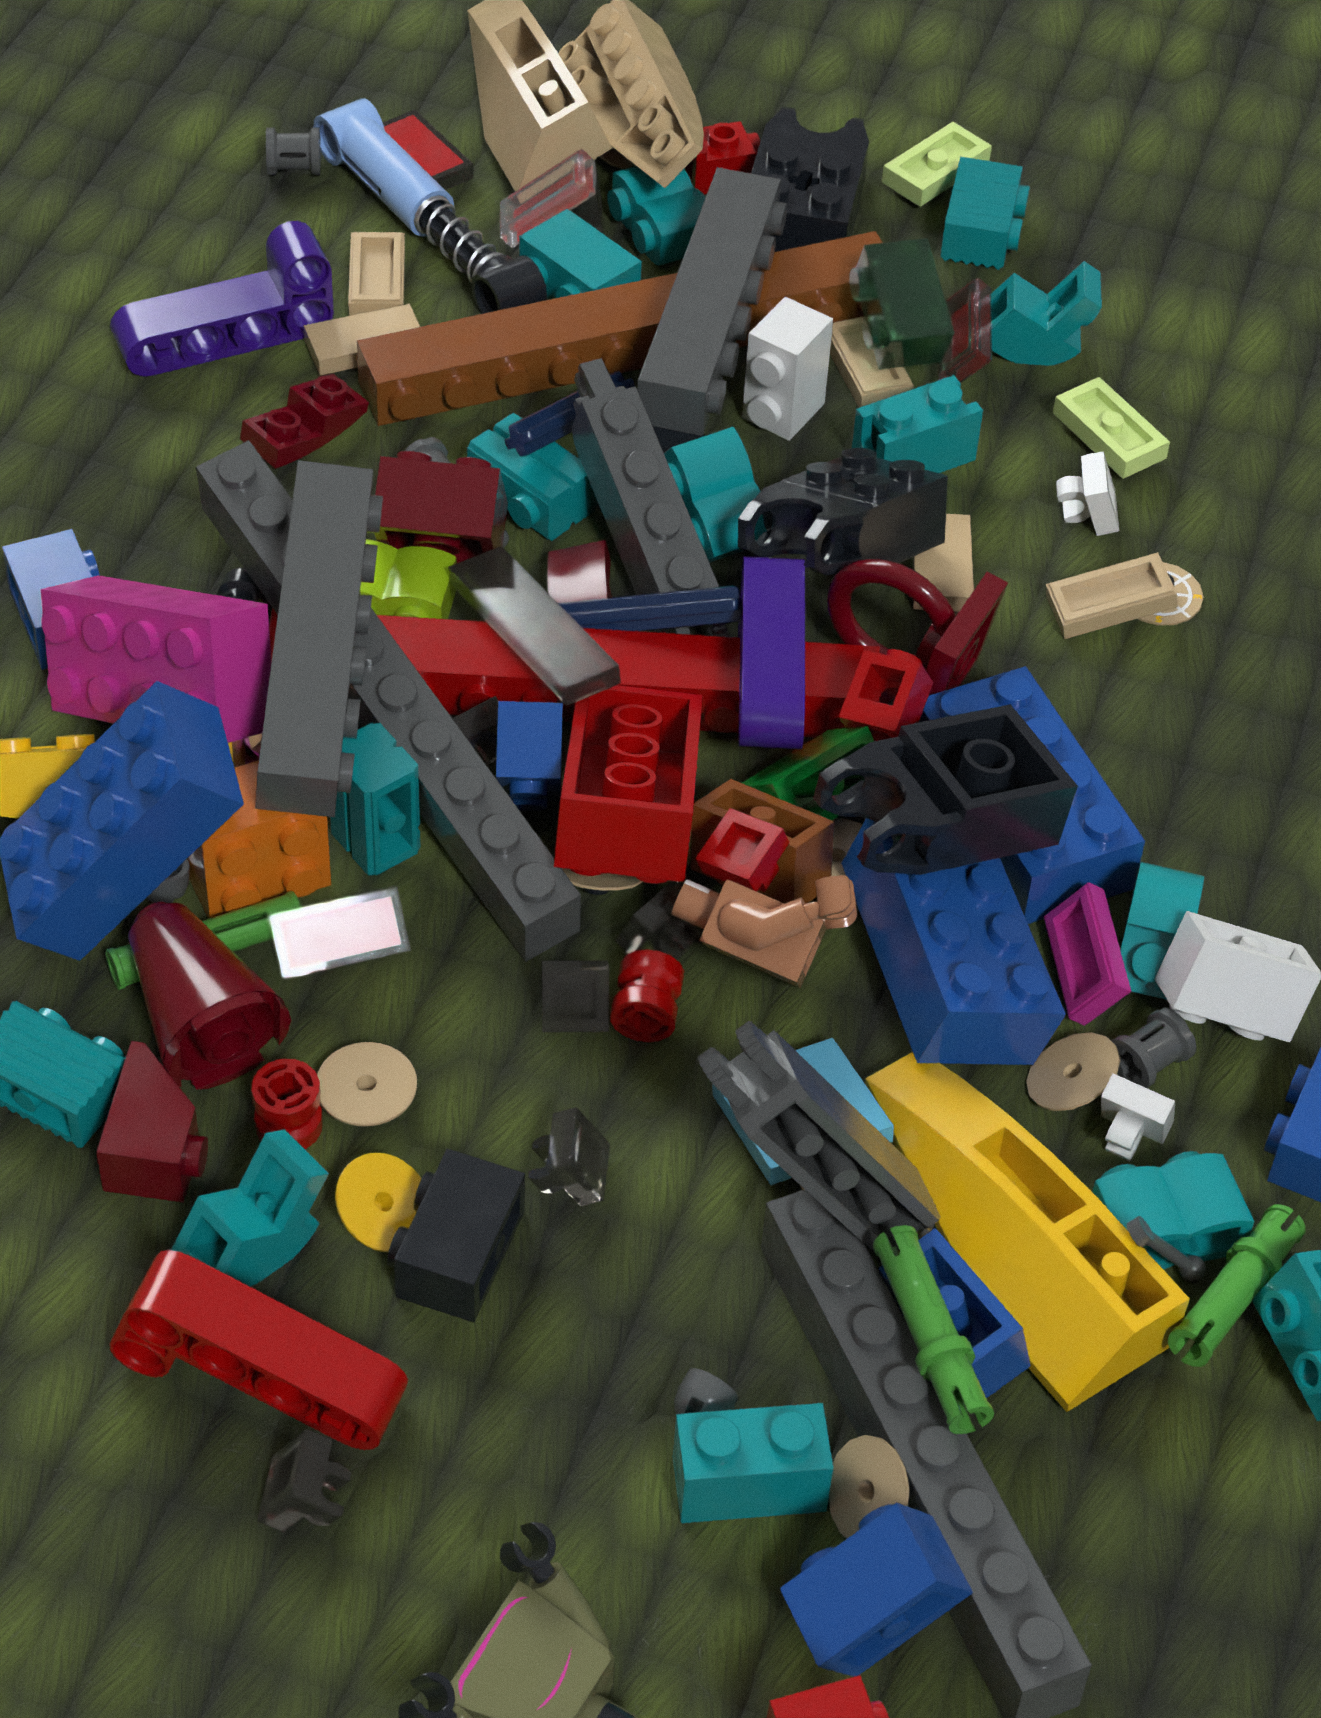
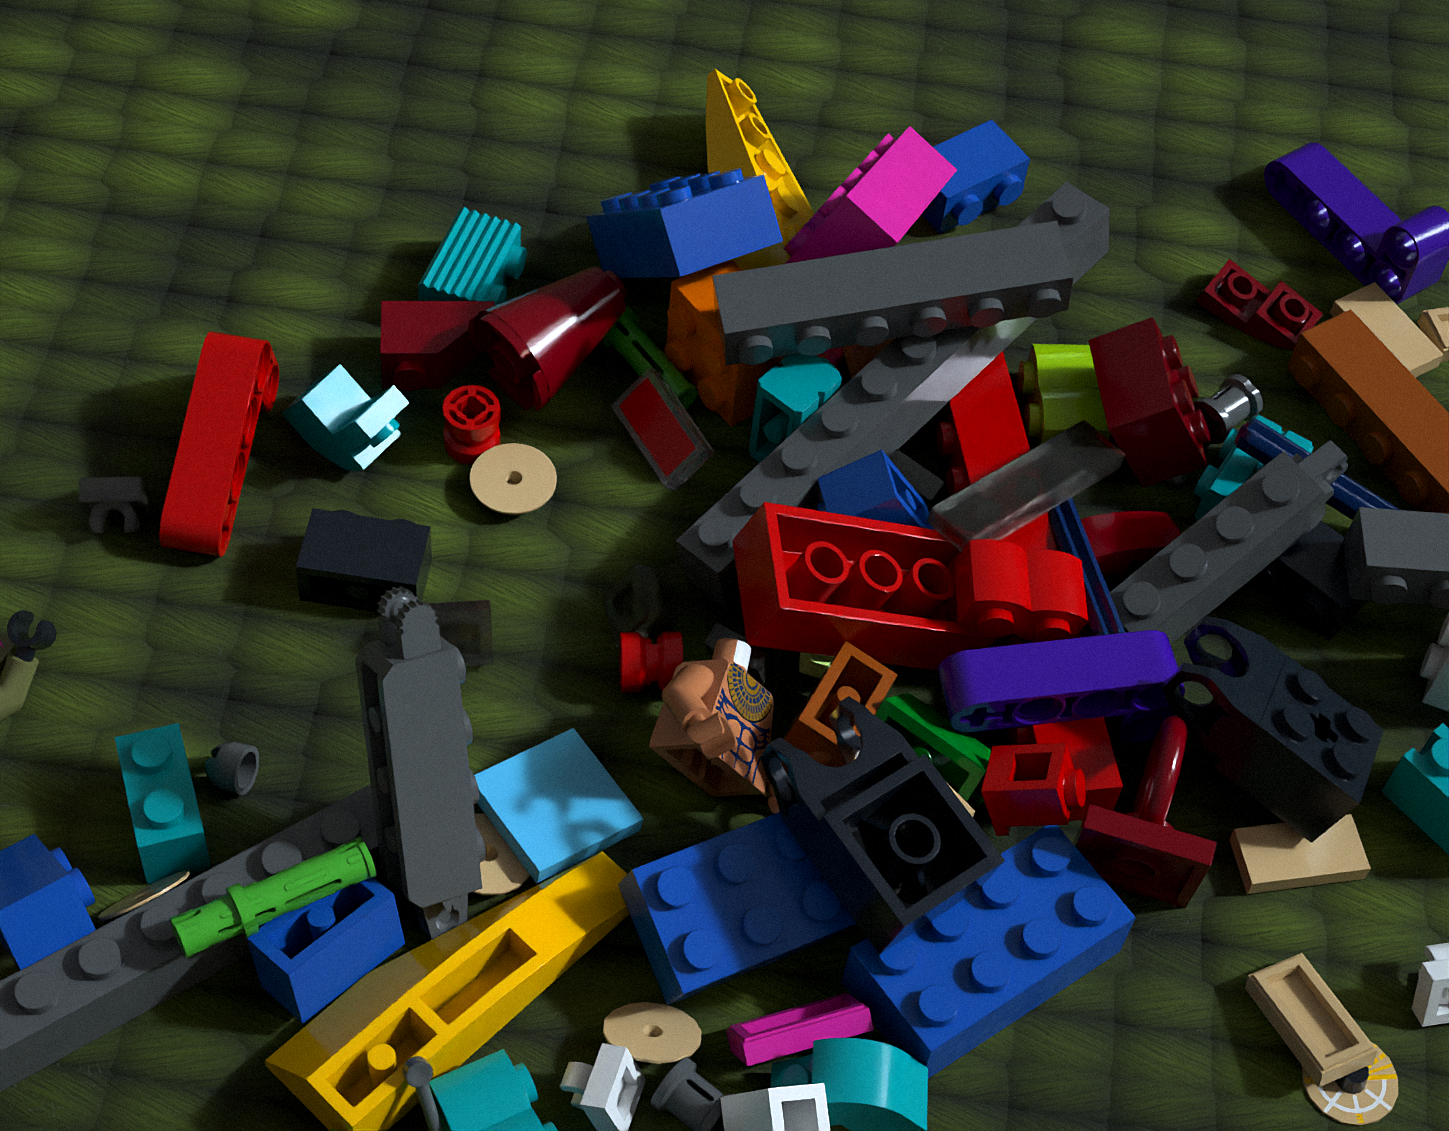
camera: 75 degrees right, 5 degrees up
(376, 1198) = (395, 494): yellow piece -> none
(673, 653) = (1019, 591): none -> red brick
(715, 488) = (1285, 609): teal brick -> none
(743, 851) = (784, 681): red tile -> none

